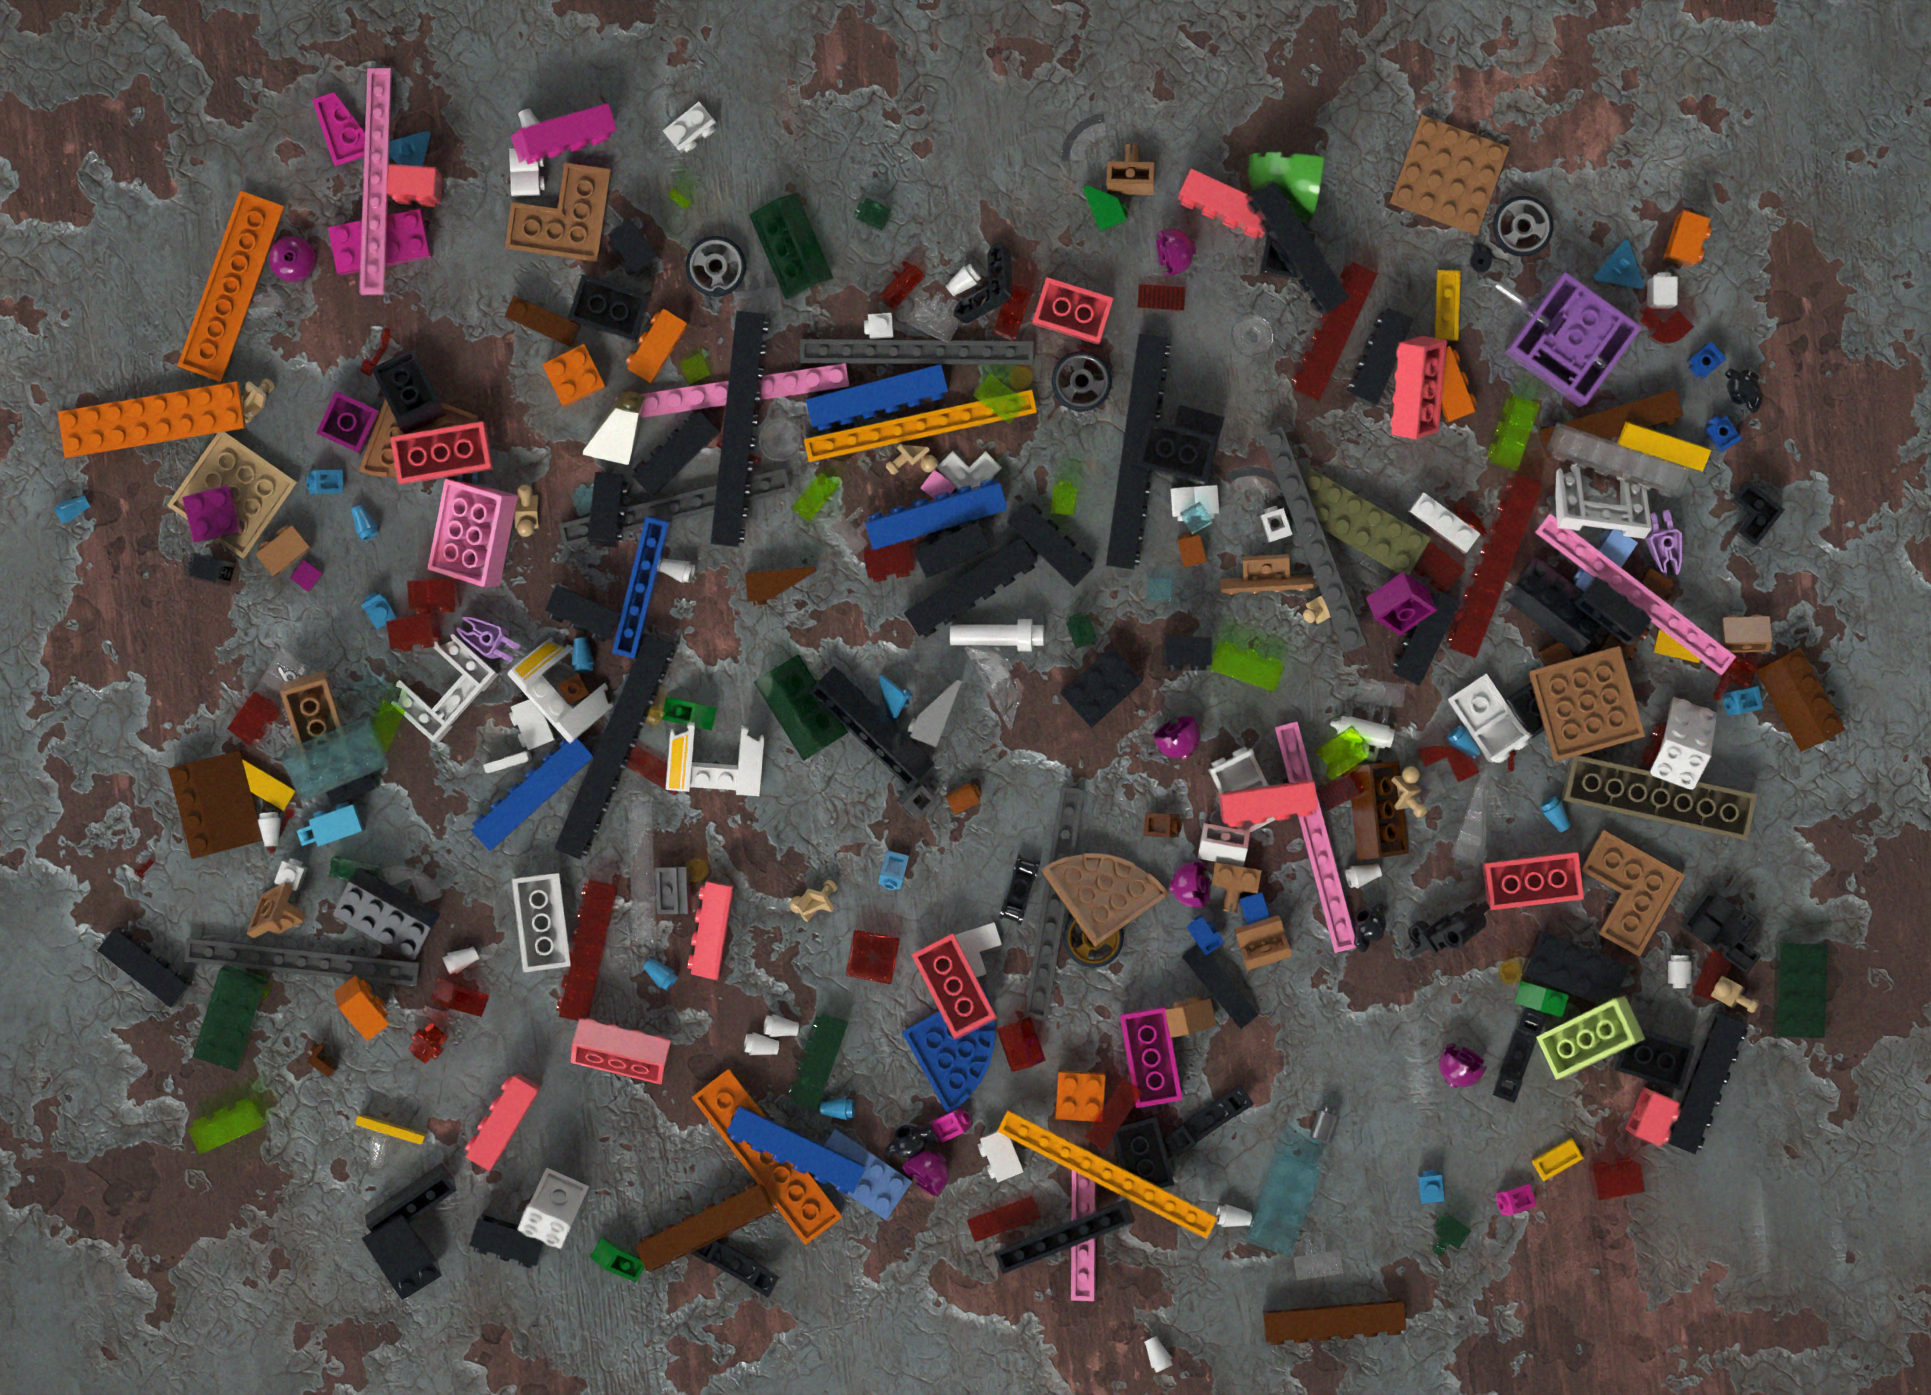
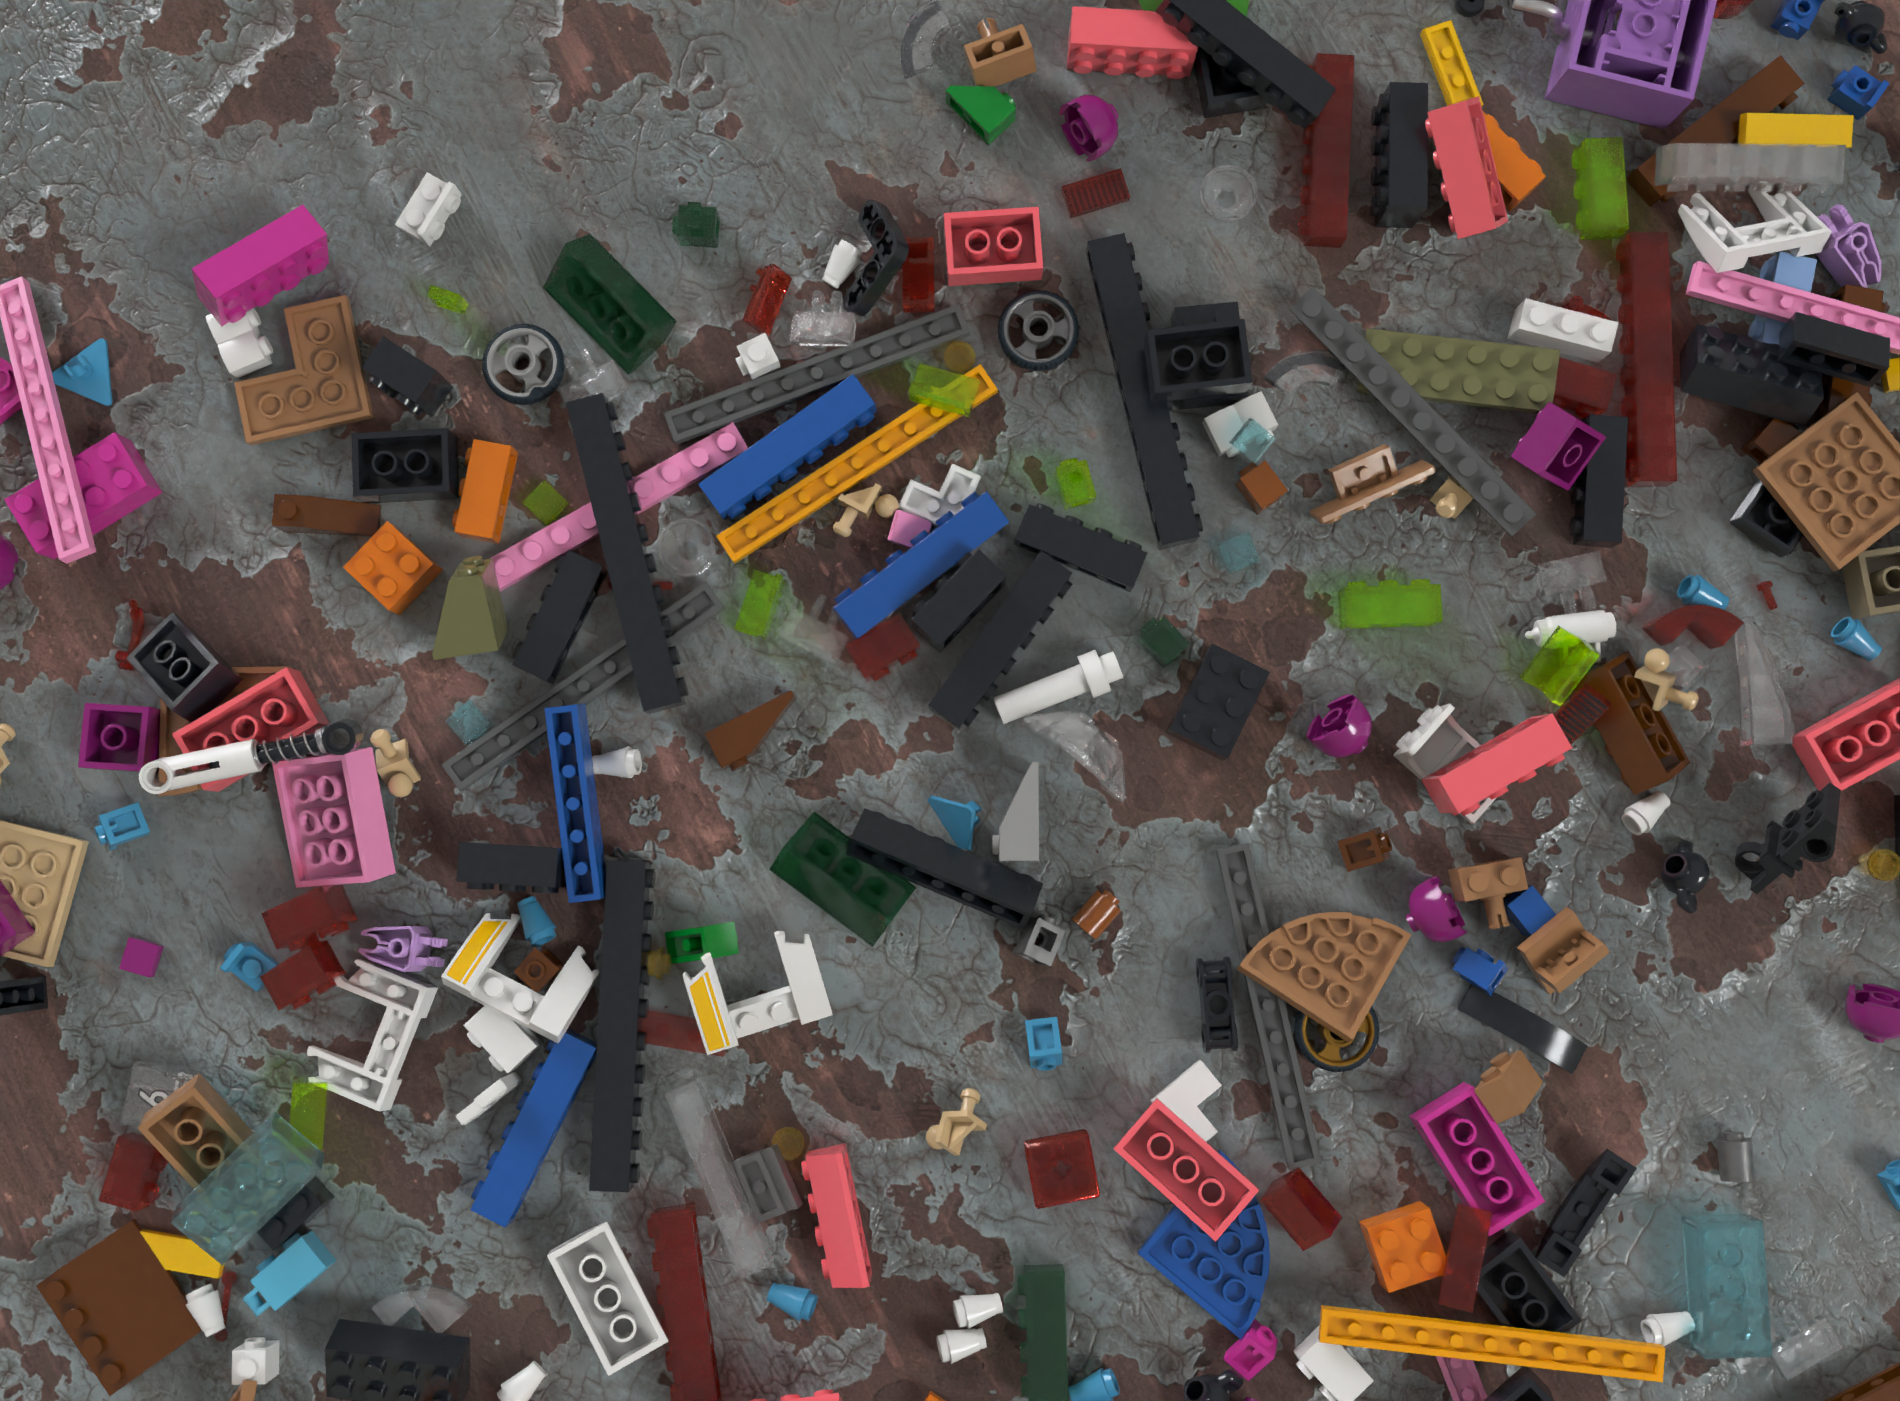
camera: 20 degrees left, 5 degrees down
(283, 550) = (97, 936): medium nougat brick -> none
(345, 868) = (322, 1321): clear green hinge -> none
(364, 524) = (192, 862): dark azure cone -> none
(414, 184) = (93, 401): coral brick -> none
(437, 474) = (246, 757): none -> piece
(607, 509) = (495, 720): black brick -> none
(1186, 652) = (1313, 613): black brick -> none
(1223, 844) = (1456, 843): brick -> none
(1282, 530) = (1364, 412): white brick -> none
(1317, 843) = (1574, 797): bright pink plate -> none
(1489, 719) = (1727, 554): white bracket -> none

